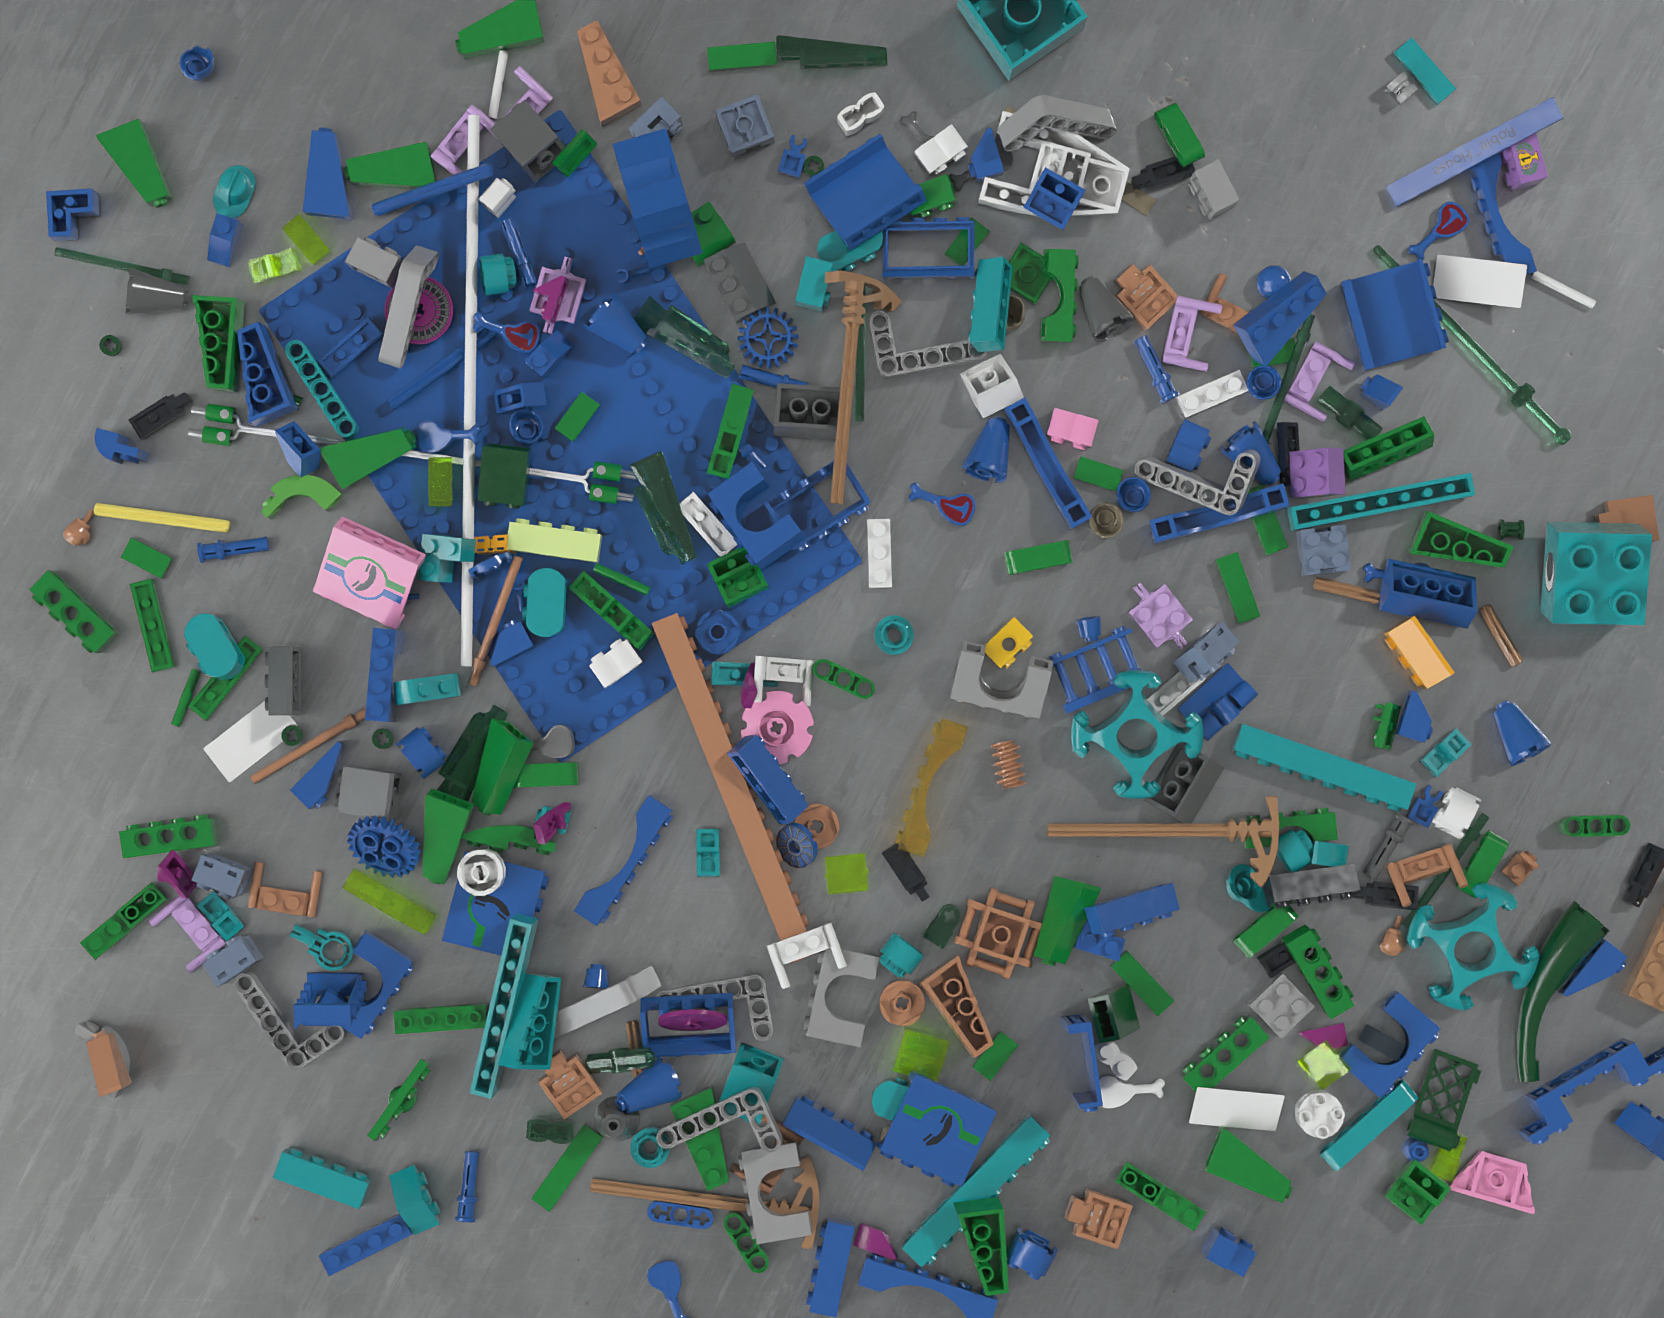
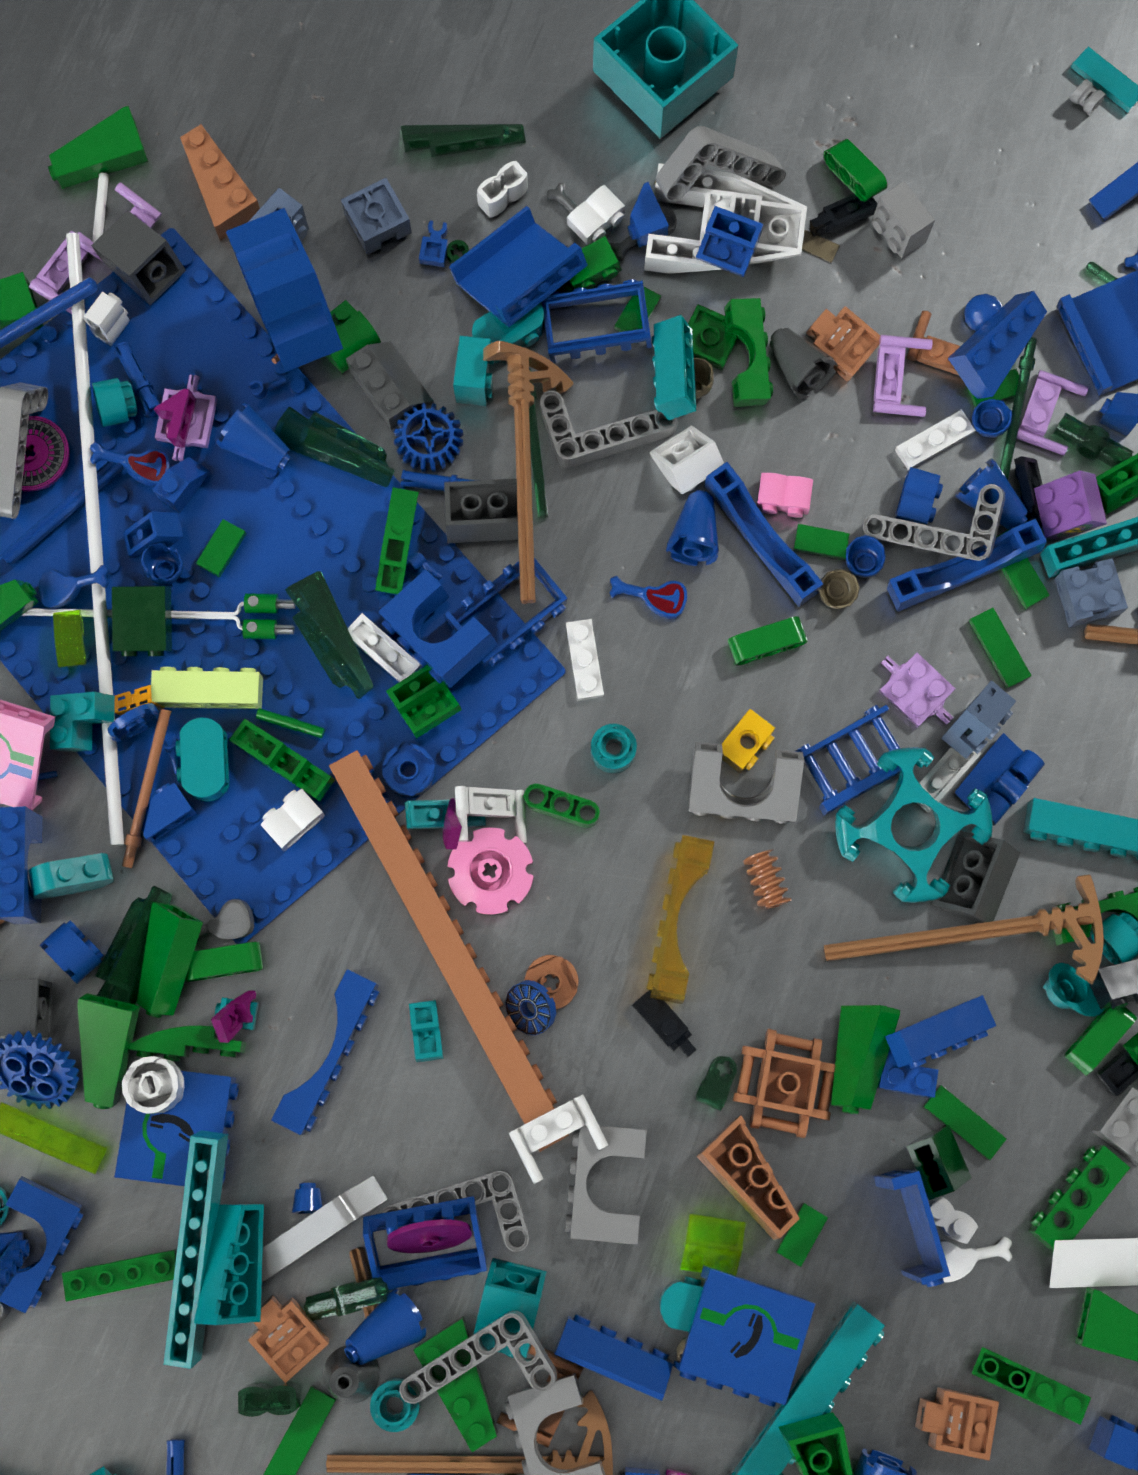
camera: 10 degrees left, 10 degrees down
(389, 735) = (20, 949): dark green bush -> none
(400, 1100) = (79, 1386): green plate -> none
(574, 153) = (190, 265): green tile -> none
(742, 56) = (365, 149): green tile -> none
(768, 779) = (486, 931): blue brick -> none
(846, 873) = (593, 1035): clear neon green piece -> none
(898, 1015) = (696, 1186): nougat plate -> none
(900, 956) = (671, 1125): teal piece -> none
(1089, 628) = (838, 713): blue hat -> none
(1160, 379) = (874, 428): blue pin -> none

